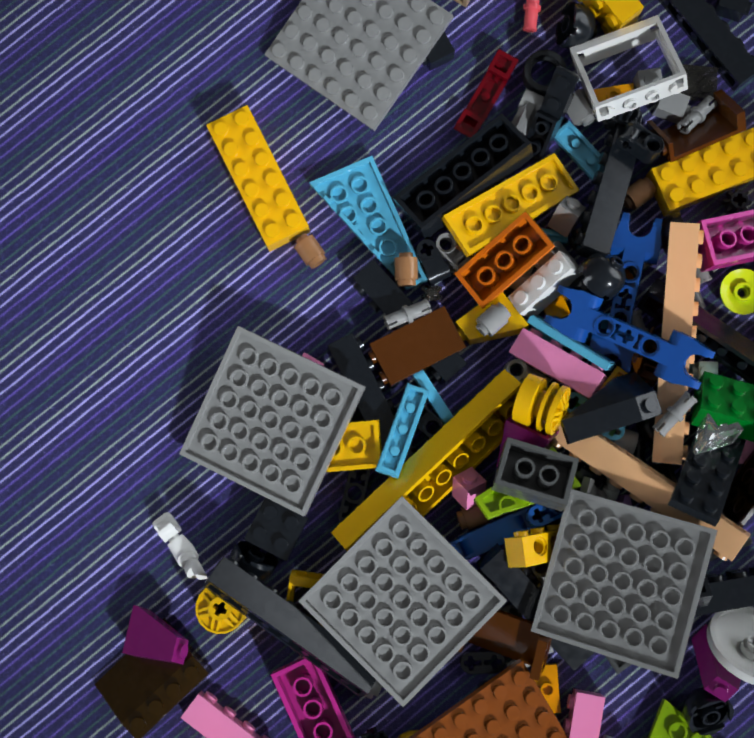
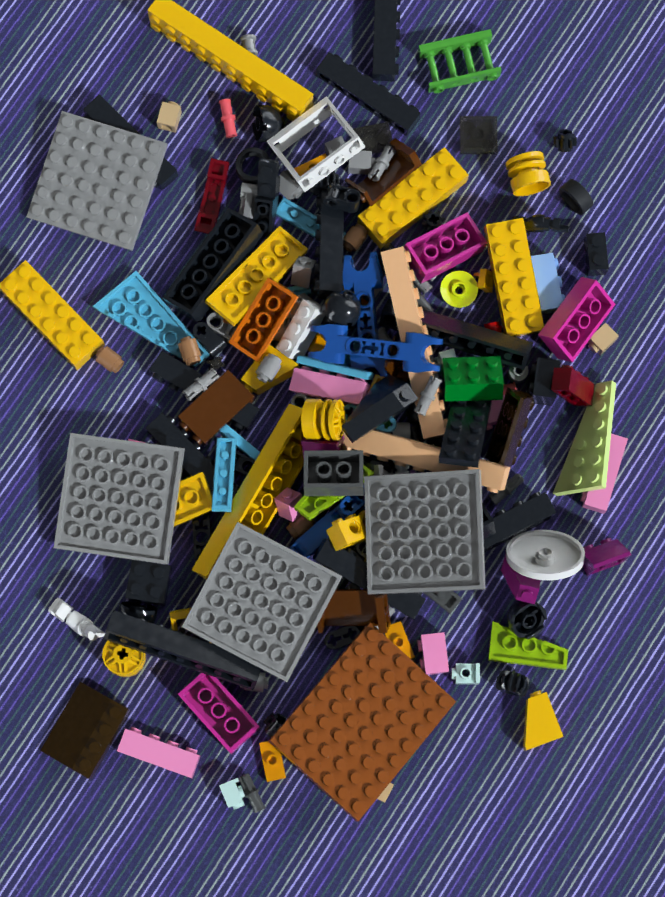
camera: 20 degrees left, 5 degrees down
(154, 638) = (77, 697): magenta slope -> none
(712, 436) = (463, 404): clear slope -> none

